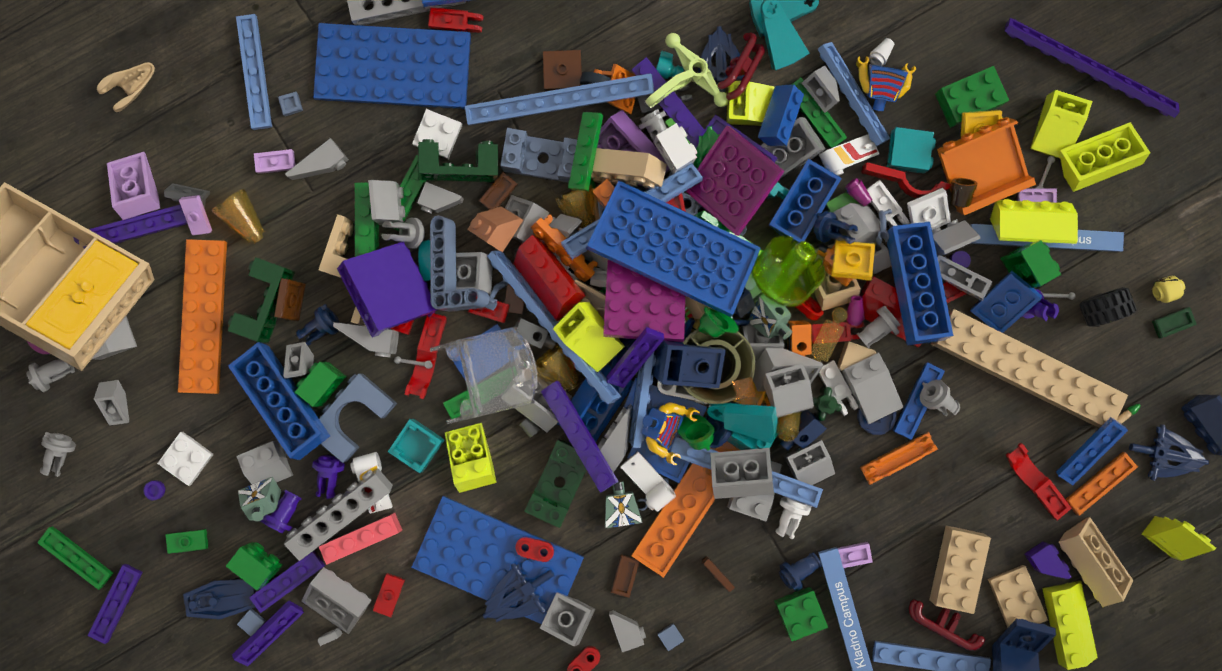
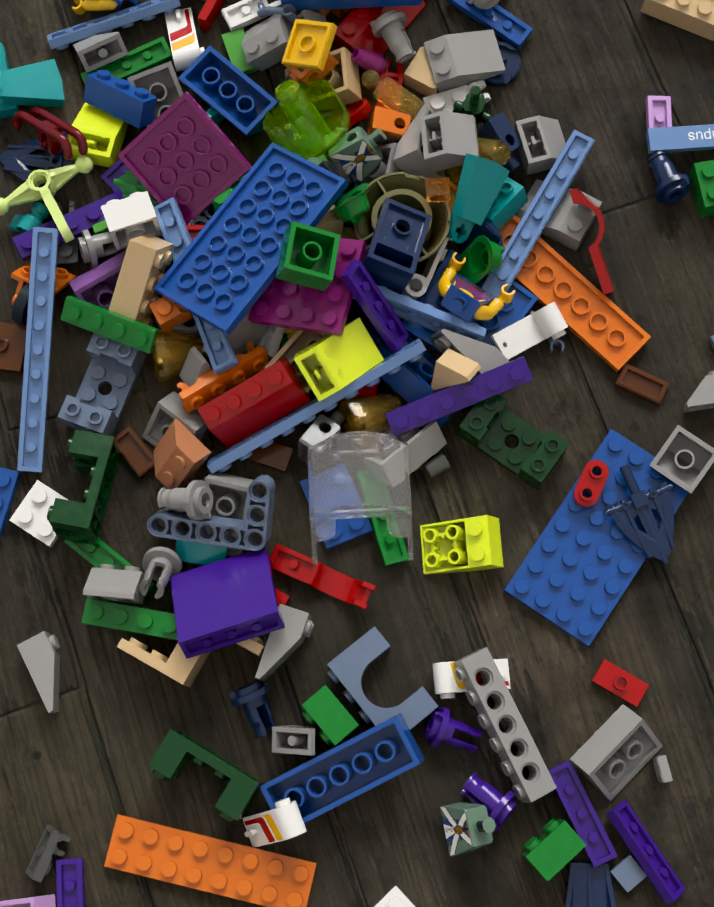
camera: 65 degrees left, 10 degrees down
(195, 215) = (74, 844): lavender plate -> none
(231, 362) = (275, 824): none -> white door
(240, 216) = (91, 783): clear yellow cone -> none
(264, 463) = (421, 813): light grey slope -> none
(274, 161) = (29, 727): lavender plate -> none
(289, 300) = (213, 736): reddish brown plate -> none
(360, 538) = (540, 703): coral brick -> none
(416, 445) = (434, 609): teal container -> none
(428, 364) = (332, 576): light grey hinge -> none
(437, 199) = (126, 525): light grey slope -> none
(460, 247) = (195, 500): none -> light grey piece
(493, 302) = (254, 473): sand blue piece -> none
(498, 314) = (284, 479): red plate -> none
(597, 429) = (453, 370): none -> tan slope
(621, 507) = (558, 371): torso -> none
(657, 298) = (308, 256): none -> green brick
(718, 574) = (656, 272): reddish brown tile -> none
(741, 473) = (539, 214): light grey slope -> none
(761, 505) = (594, 249): none -> red piece
(791, 516) = (600, 175): white piece -> none
(827, 228) = (264, 70): dark blue piece -> none
(858, 191) = (229, 33): magenta cone -> none
(898, 458) = (552, 47): orange piece -> none

